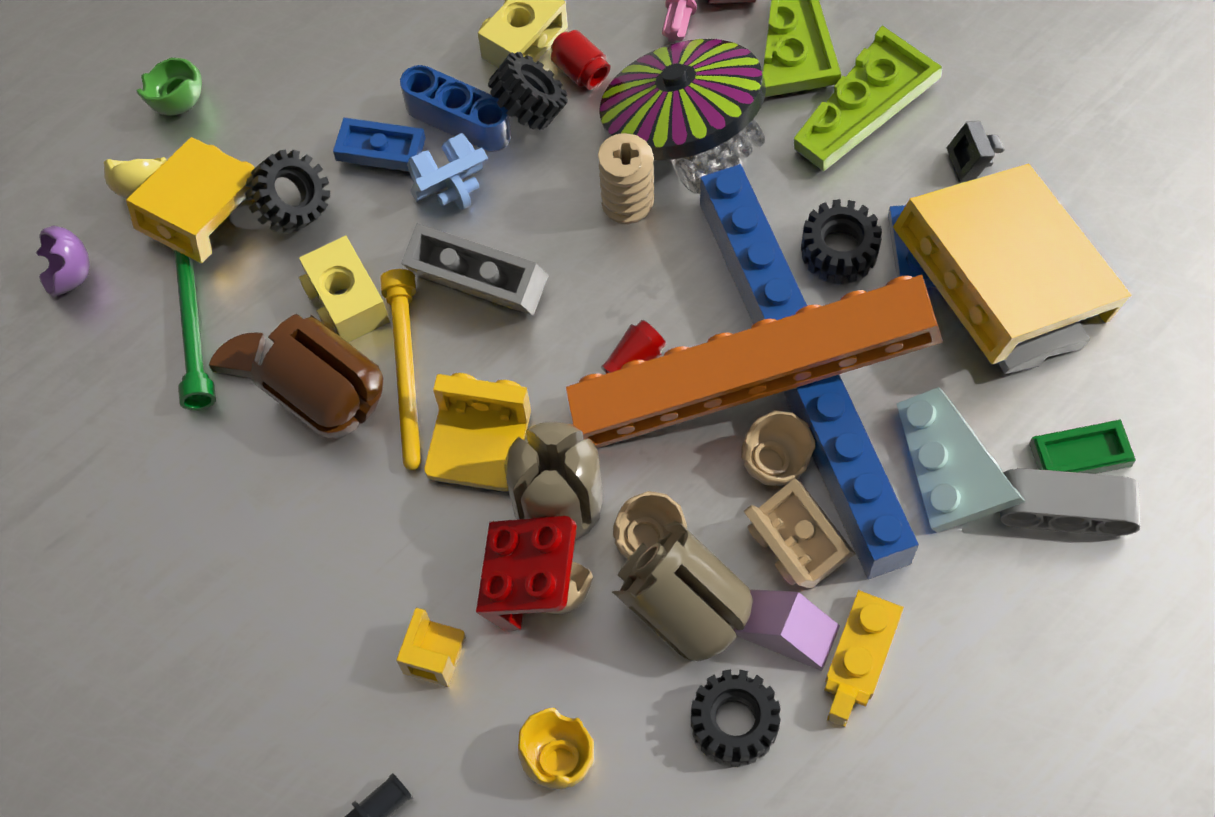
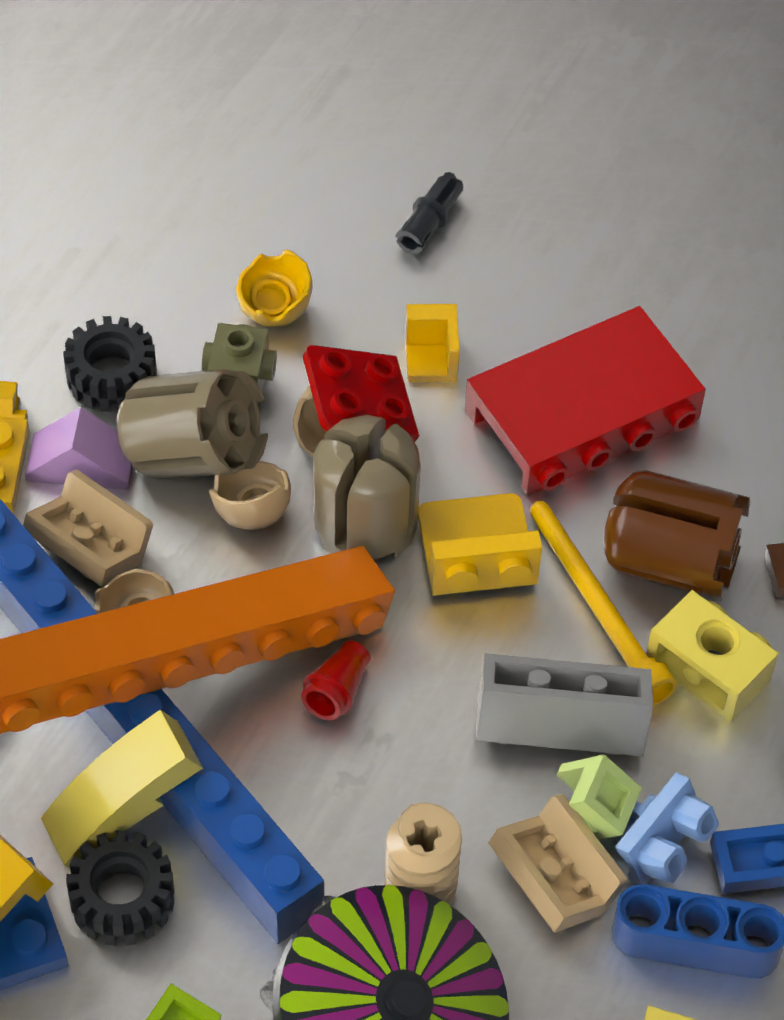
camera: 155 degrees right, 10 degrees down
(324, 545) = (586, 399): none -> red panel
(481, 197) = (601, 794): none -> yellowish green panel
(527, 91) = (576, 966): black tyre -> none
(530, 173) = (560, 865): none -> tan bracket
(618, 666) = (241, 349): none -> olive brick
(815, 274) = (121, 785): none -> light yellow slope

